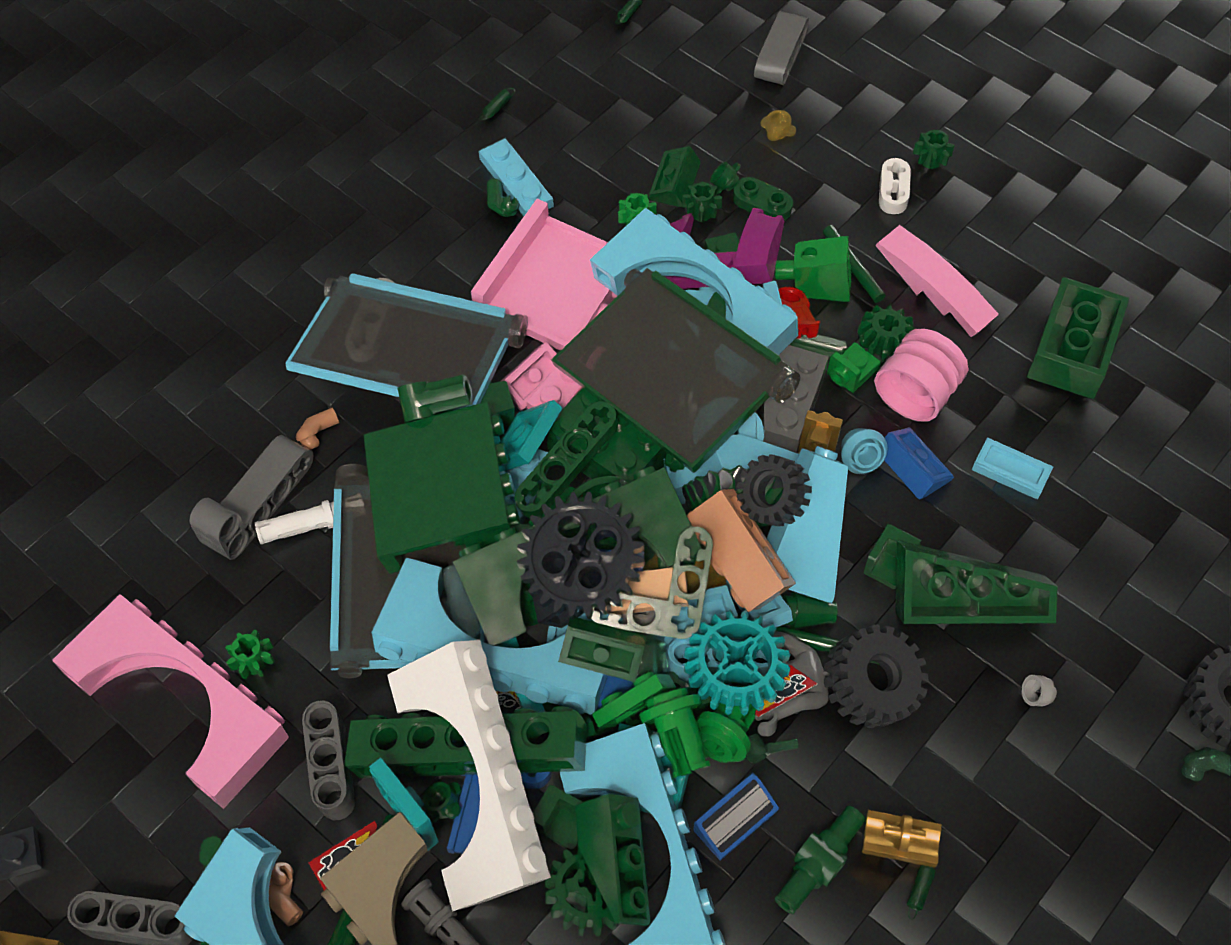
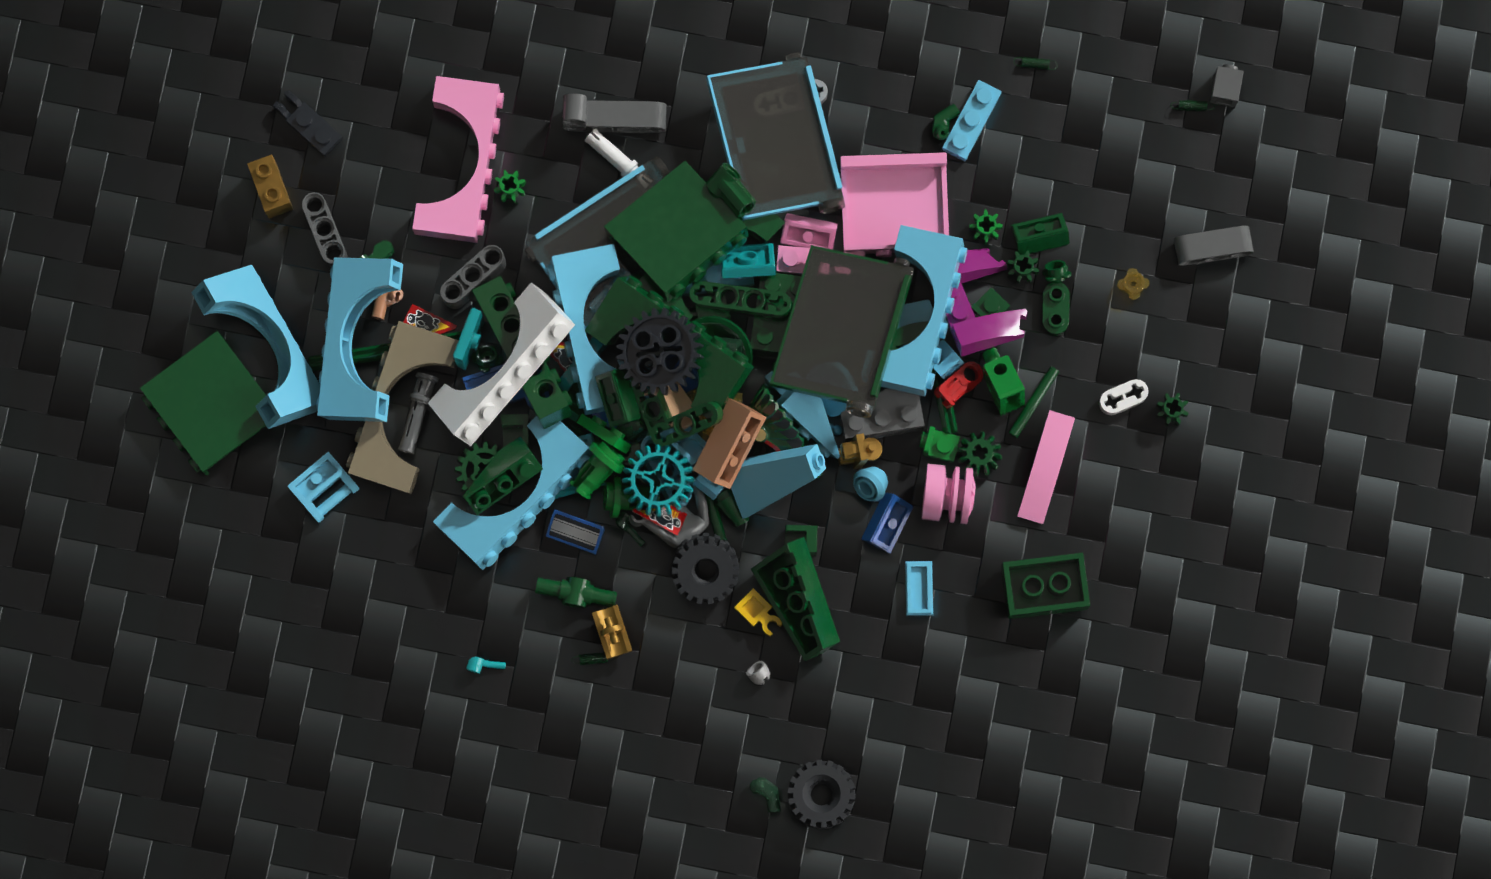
camera: 60 degrees right, 20 degrees up
(315, 424) = (685, 115): nougat arm -> none
(755, 485) = (765, 434): black tyre -> none
(956, 653) = (755, 609): none -> yellow plate

